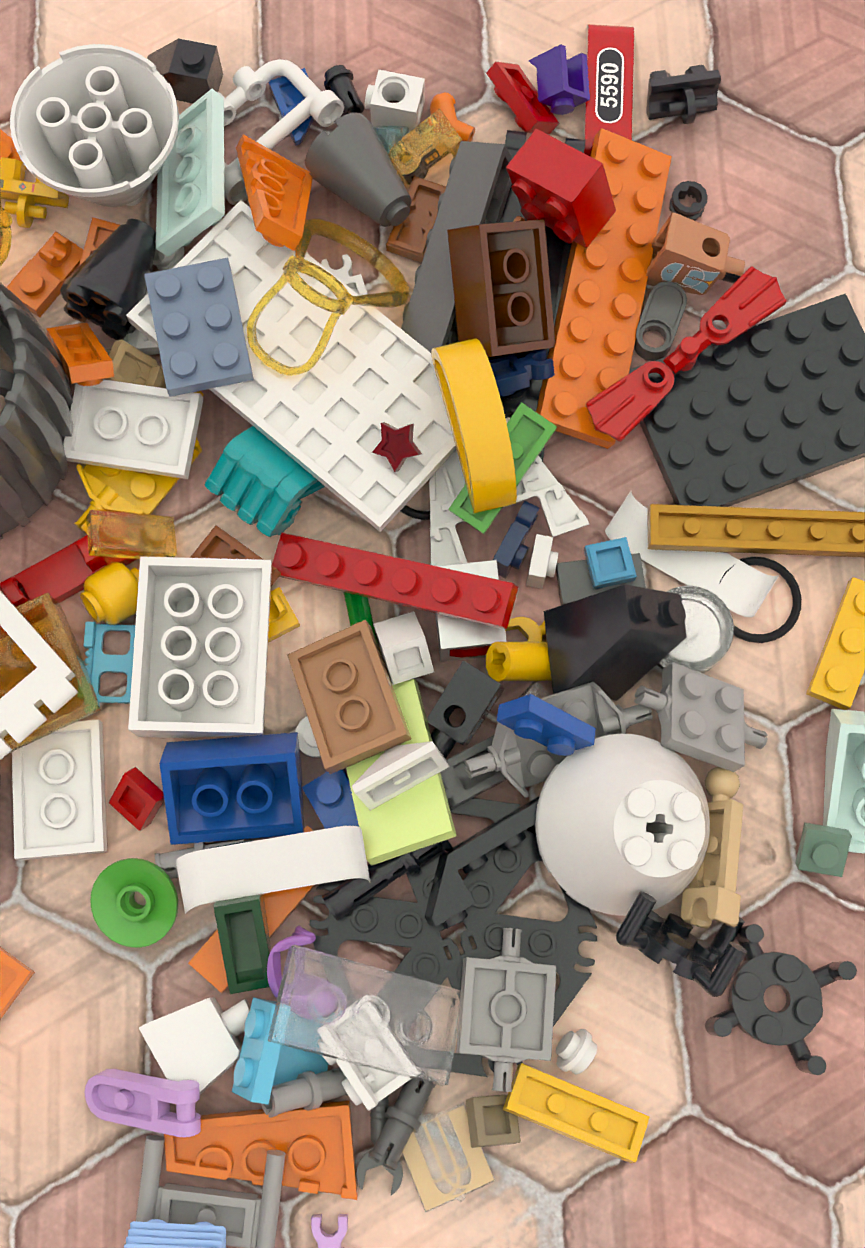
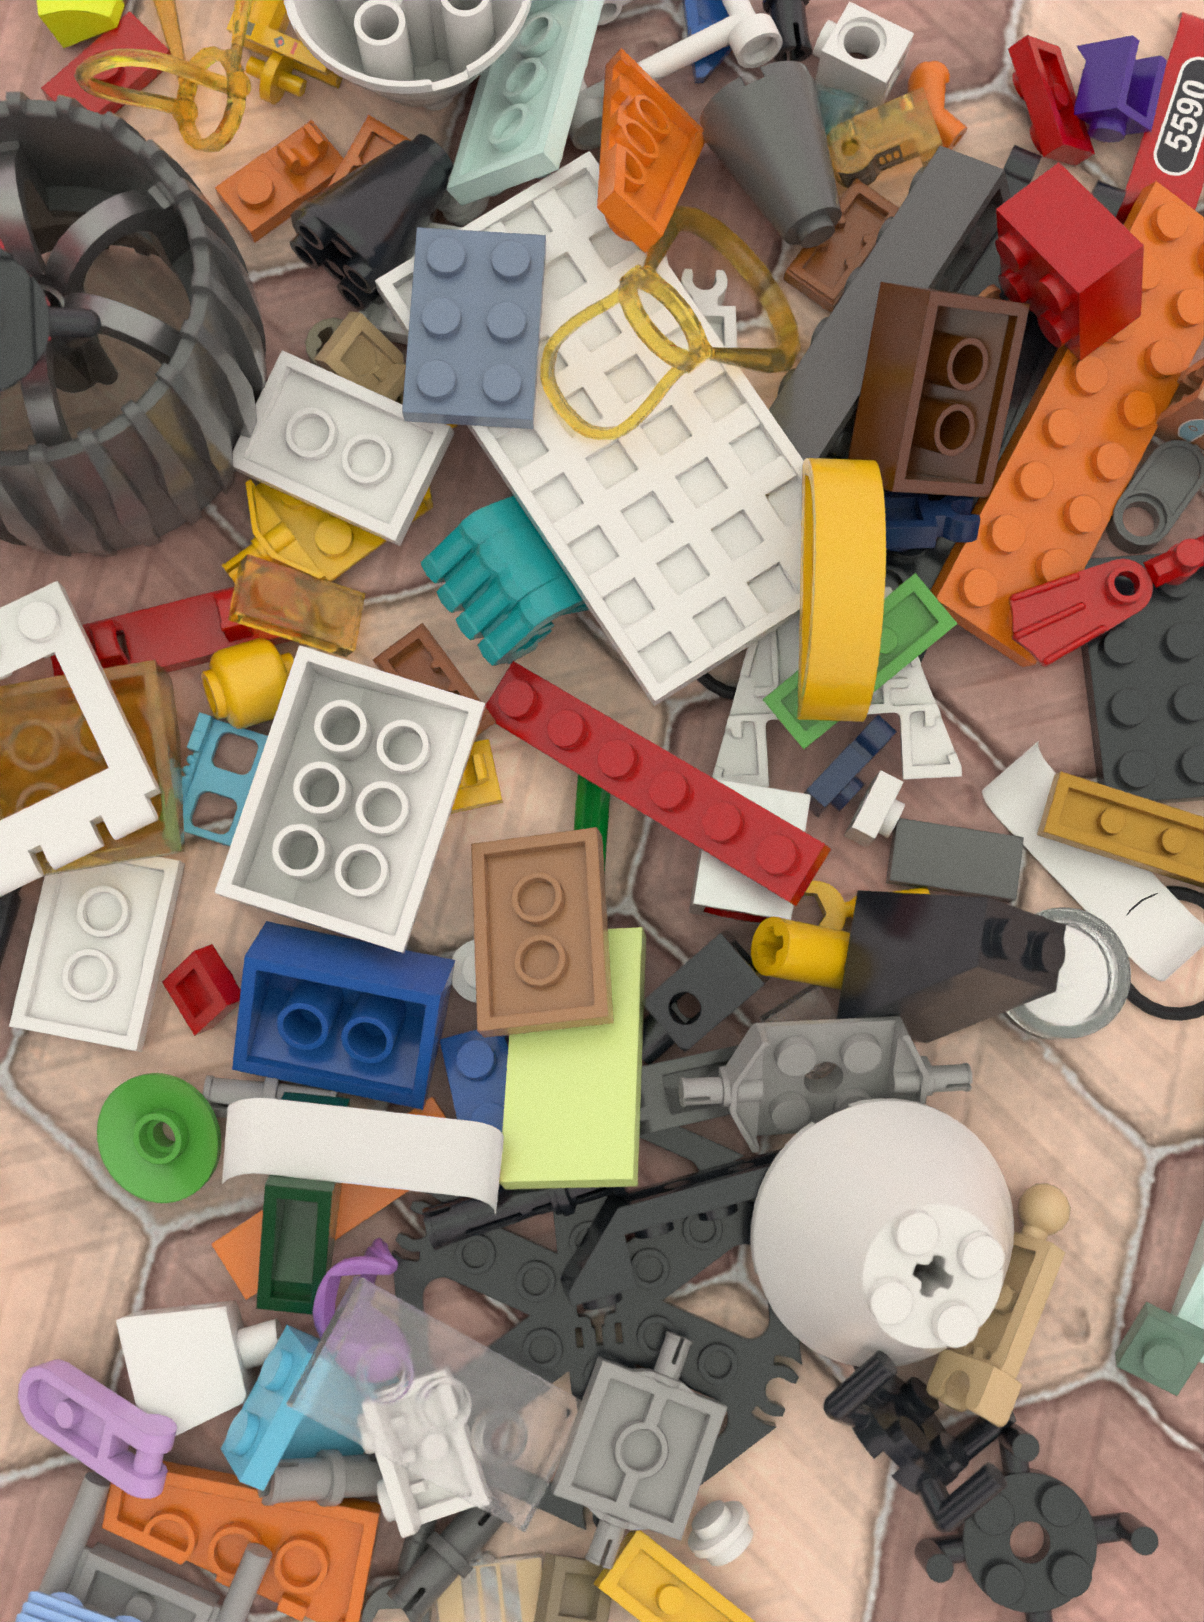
camera: 15 degrees right, 5 degrees up
(81, 354) = (295, 318): orange plate -> none
(396, 444) = (714, 587): dark red piece -> none
(398, 771) = (579, 1066): white slope -> none
(403, 648) = (641, 882): white brick -> none
(546, 724) = (806, 1060): blue plate -> none
(610, 563) = (975, 841): dark azure tile -> none
(702, 717) = (1042, 1109): light grey plate -> none

